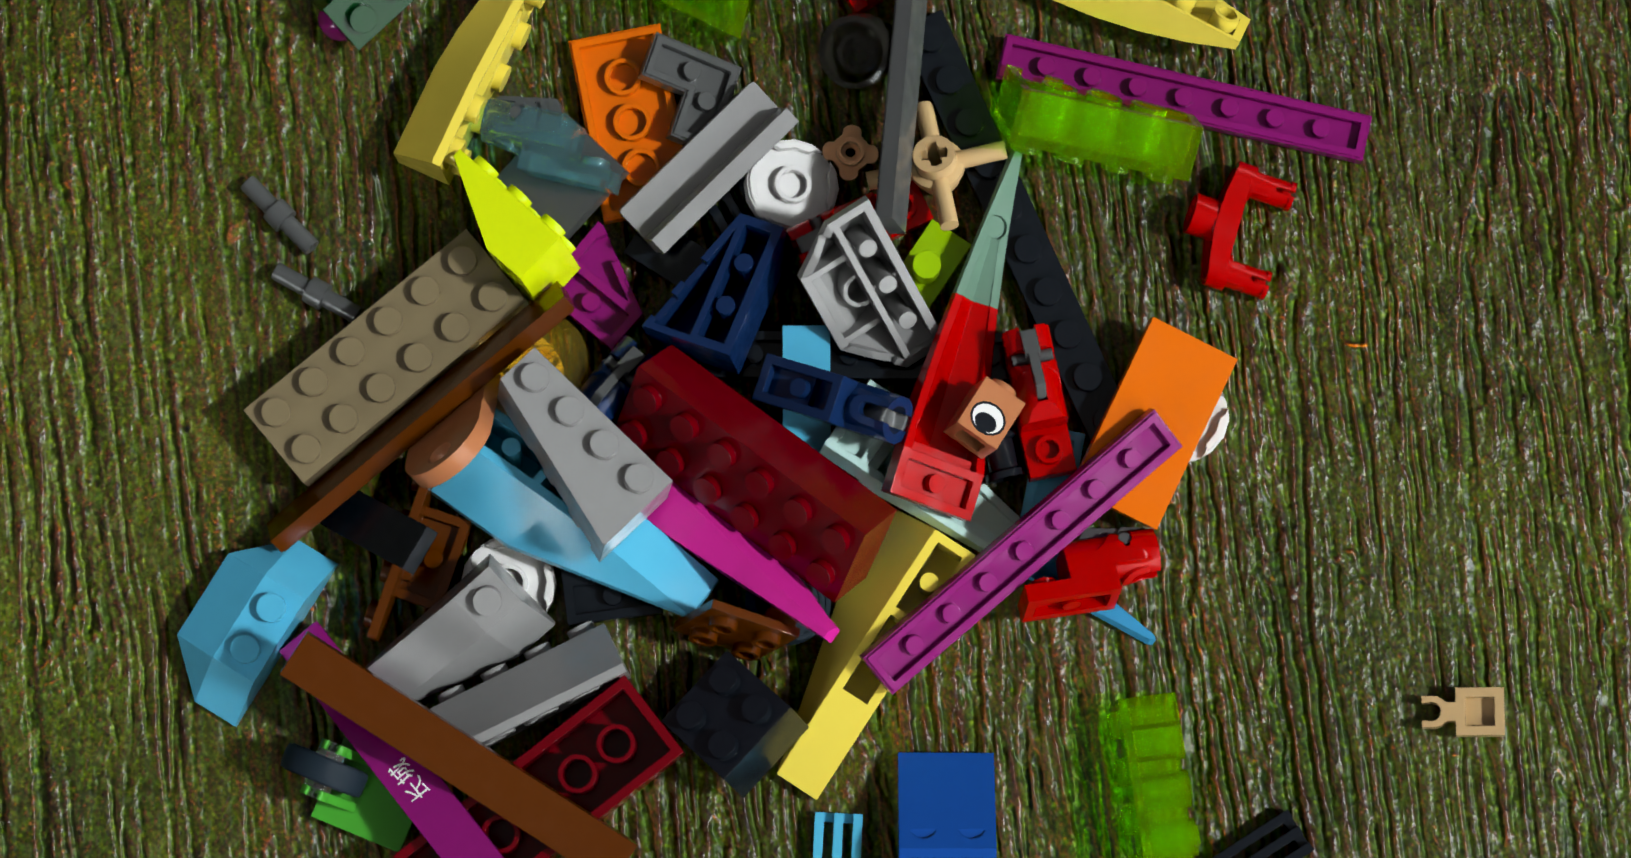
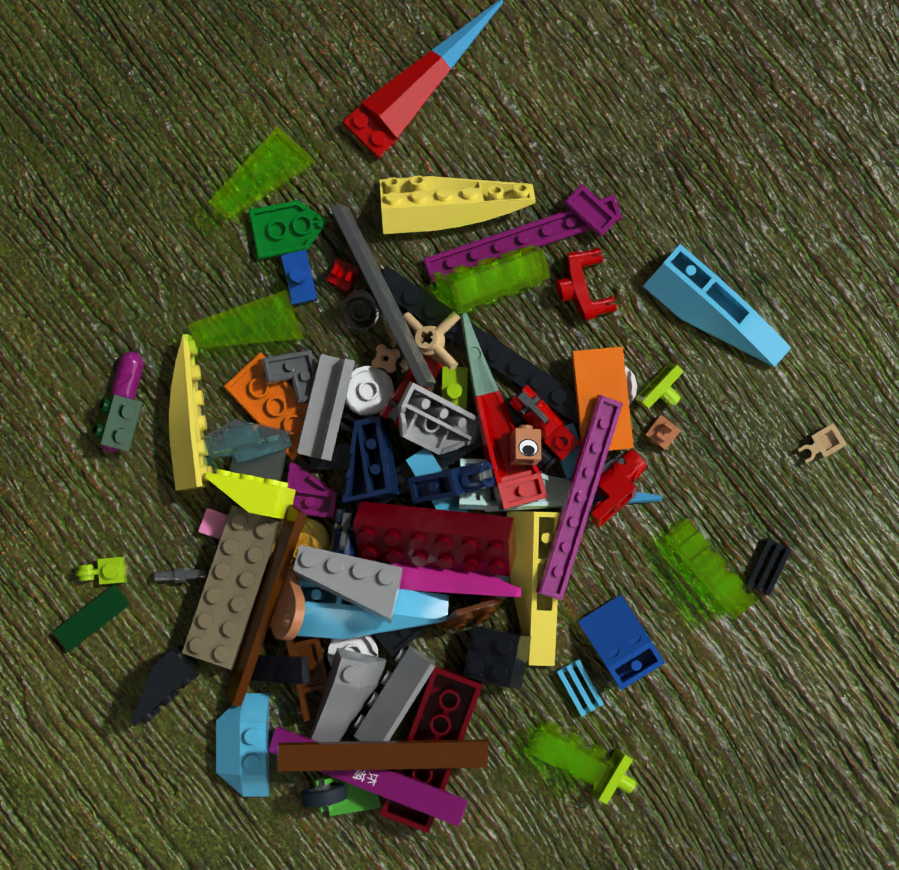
camera: 35 degrees left, 5 degrees up
(136, 275) = (92, 618): none -> dark green tile
(188, 437) = (163, 681): none -> black slope
(209, 219) = (109, 570): none -> lime plate
(279, 215) = (140, 549): dark grey bar -> none
(417, 242) = (213, 523): none -> bright pink tile
(1219, 537) = (662, 432): none -> nougat tile
(1260, 464) = (661, 387): none -> lime tile
(1319, 118) = (591, 210): none -> magenta tile
(1422, 387) = (712, 306): none -> medium azure wedge

